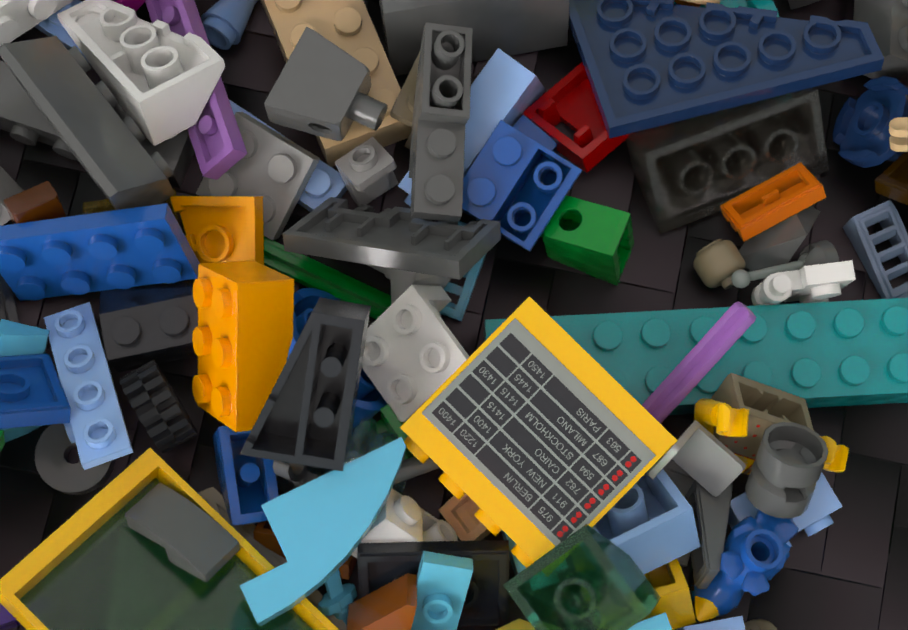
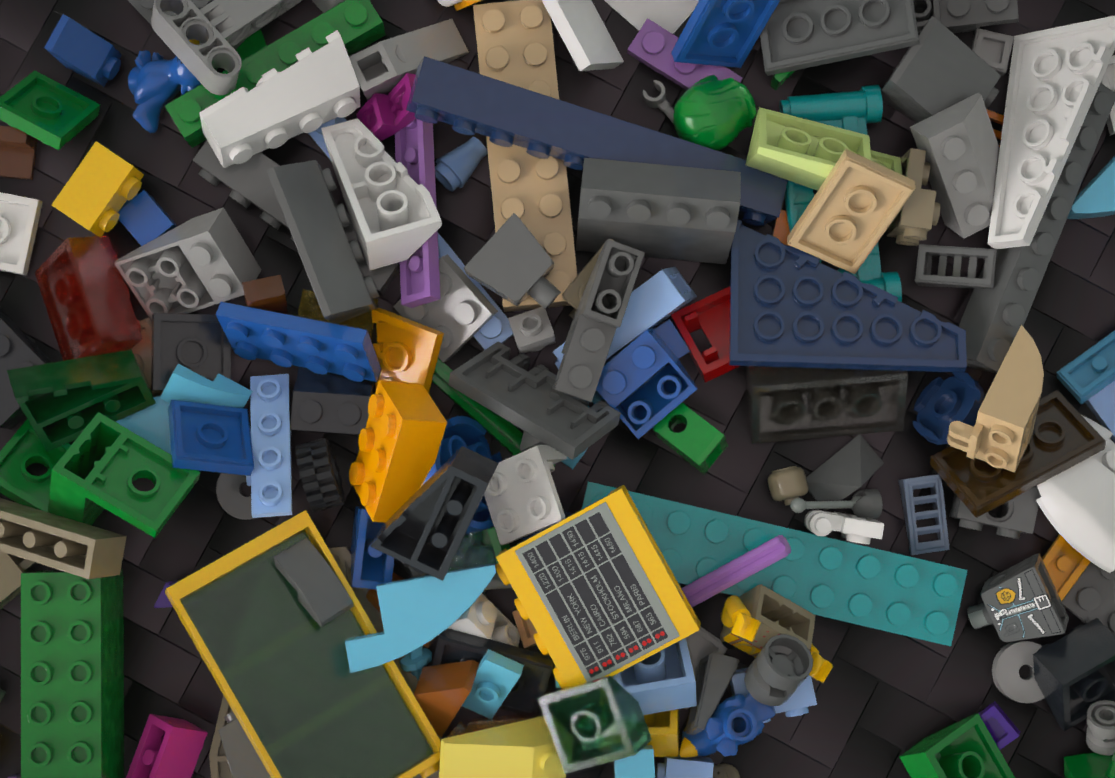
camera: 20 degrees right, 10 degrees up
(703, 459) = (719, 643): light grey bracket -> none
(773, 201) = (846, 452): orange tile -> none

